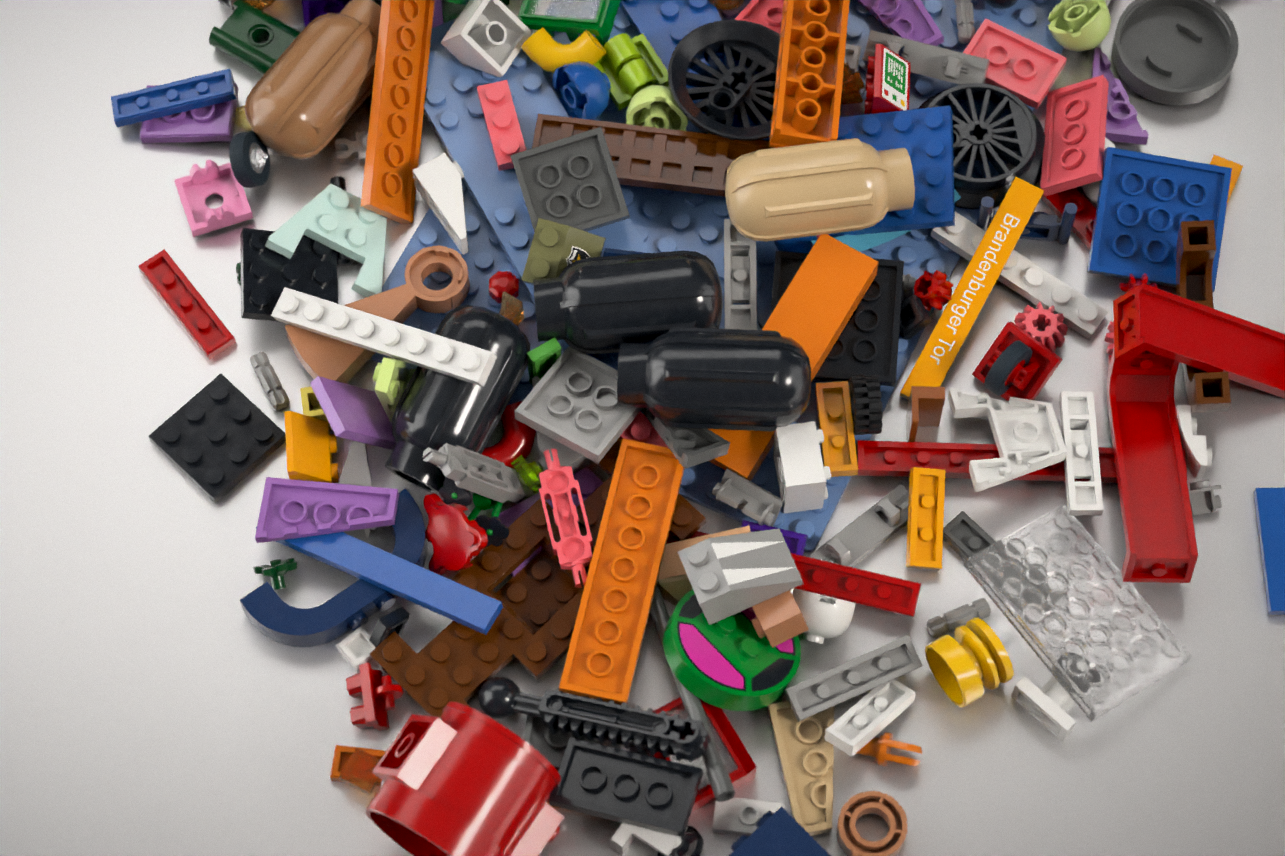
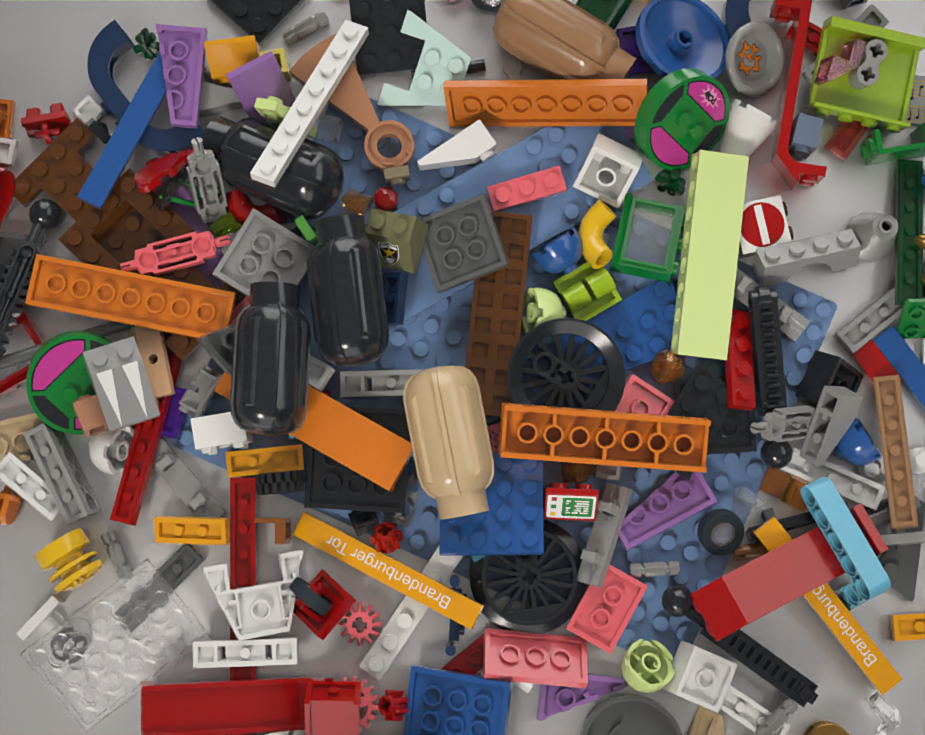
camera: 85 degrees right, 20 degrees up
(476, 269) = (397, 176): none -> dark tan plate

